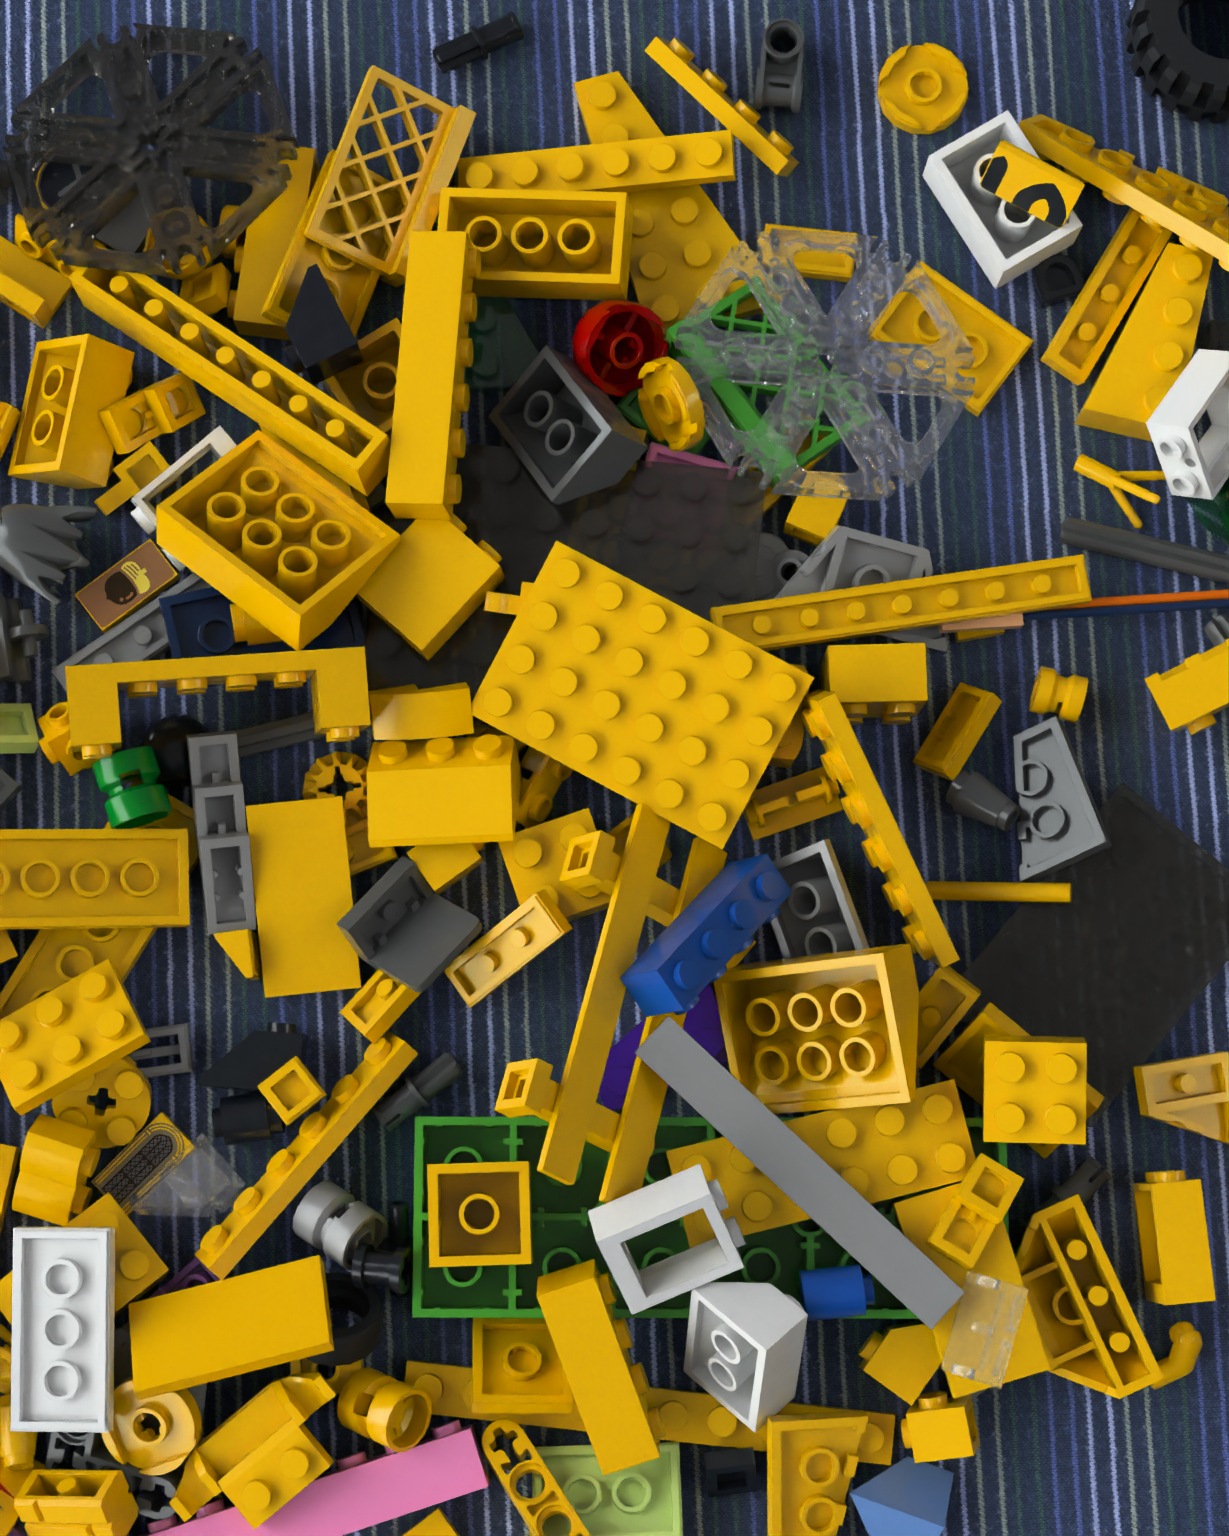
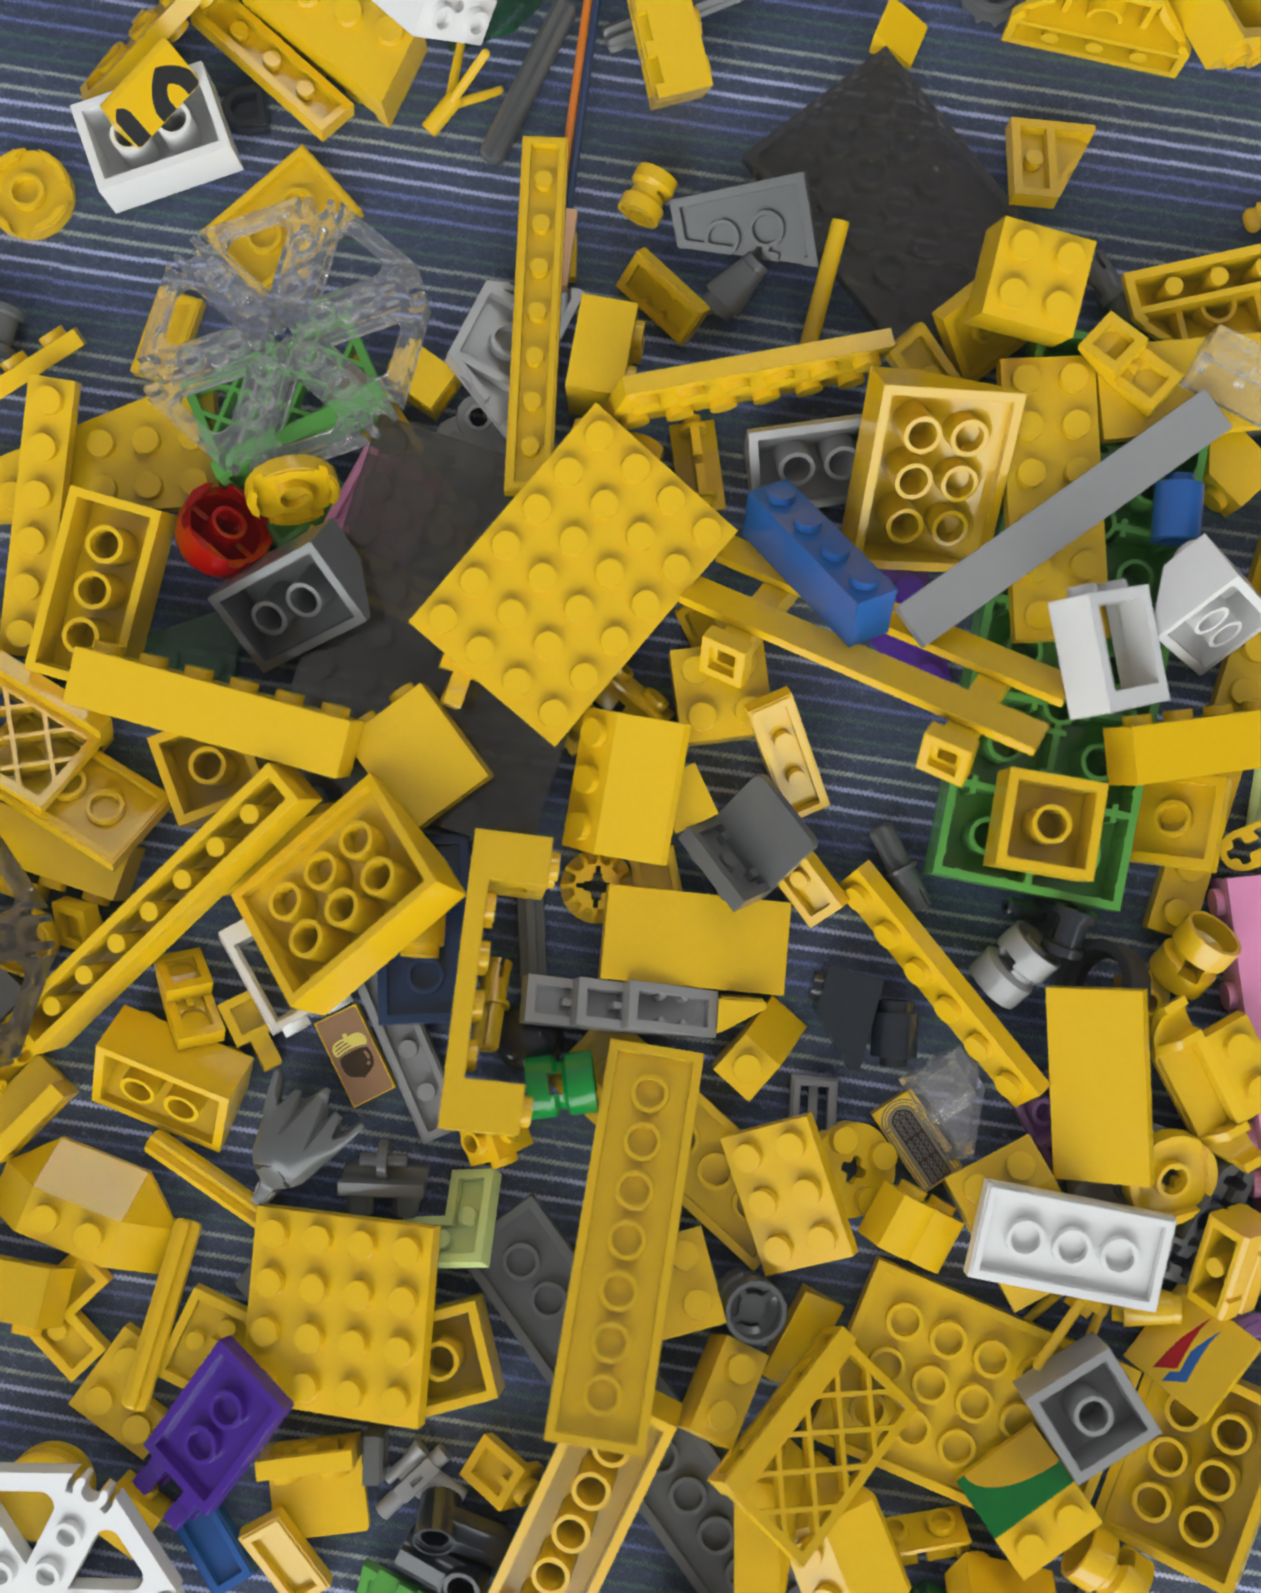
camera: 75 degrees left, 5 degrees up
(201, 707) = (495, 1003): none -> yellow axle
(207, 983) = (759, 1048): none -> yellow slope
(292, 1090) = (883, 984): yellow tile -> none
(319, 332) = (145, 814): black slope -> none
(421, 713) = (547, 790): yellow slope -> none
(1173, 1238) = (1177, 200): yellow window -> none

